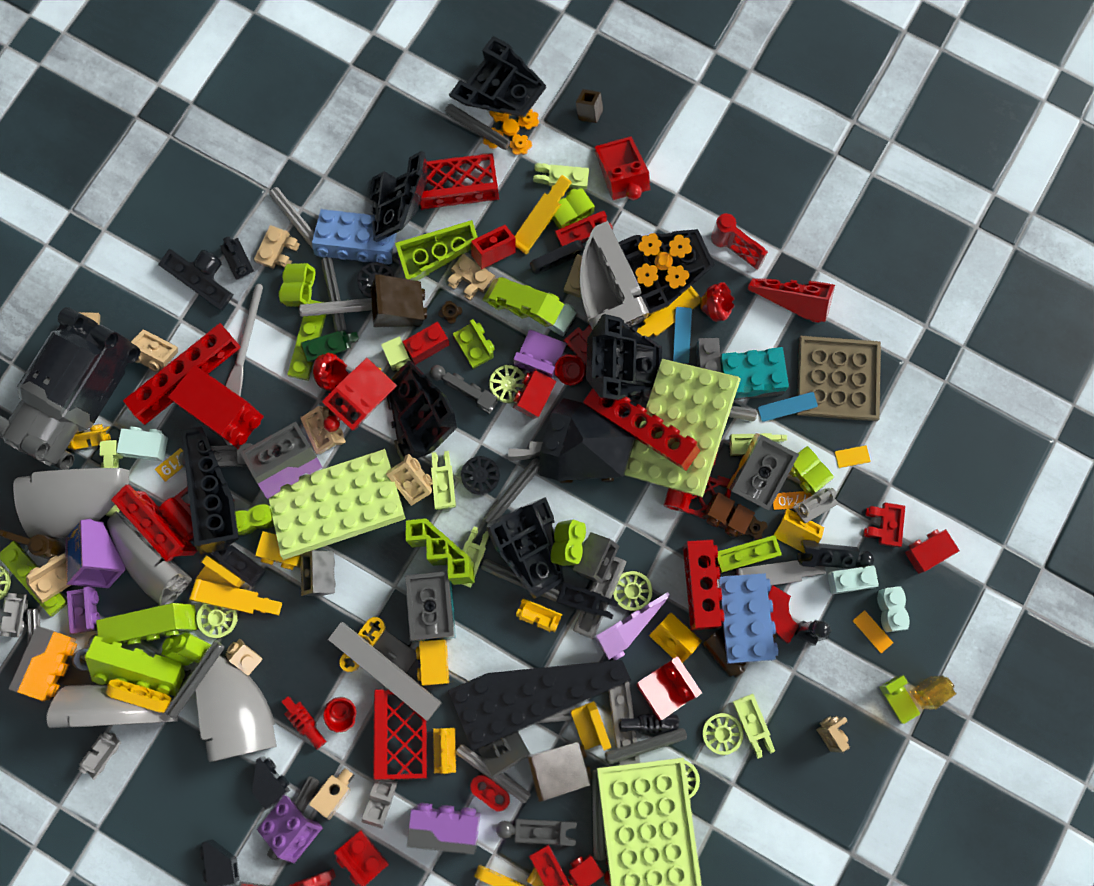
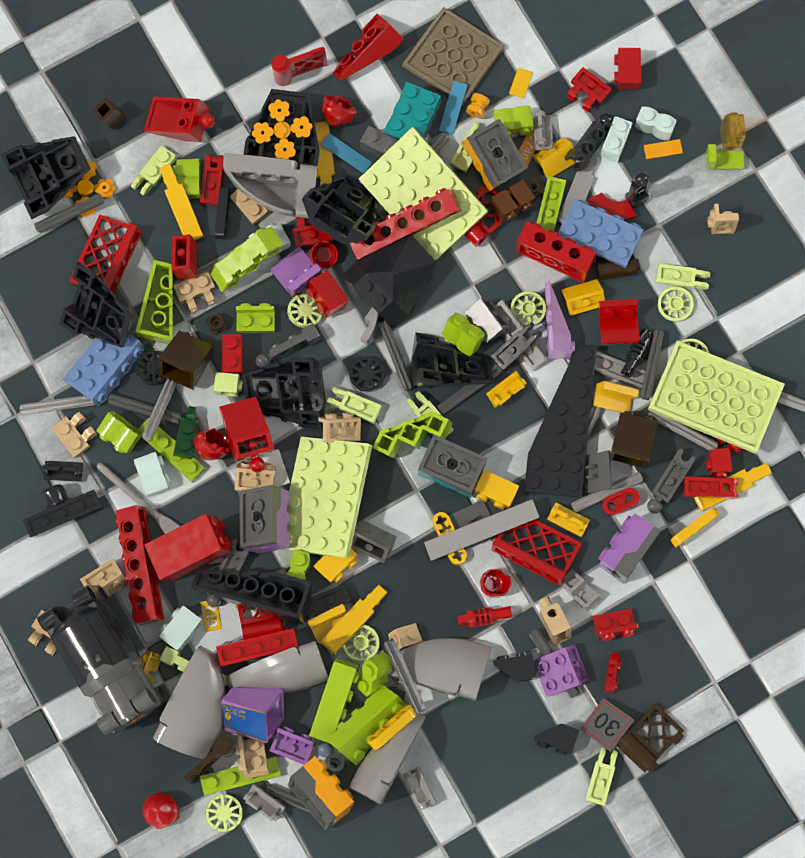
camera: 55 degrees left, 0 degrees up
(274, 336) = (152, 474): none -> light aqua brick
(351, 438) = (274, 457): none -> white sticker
(803, 428) = (478, 105): none -> light orange wheel

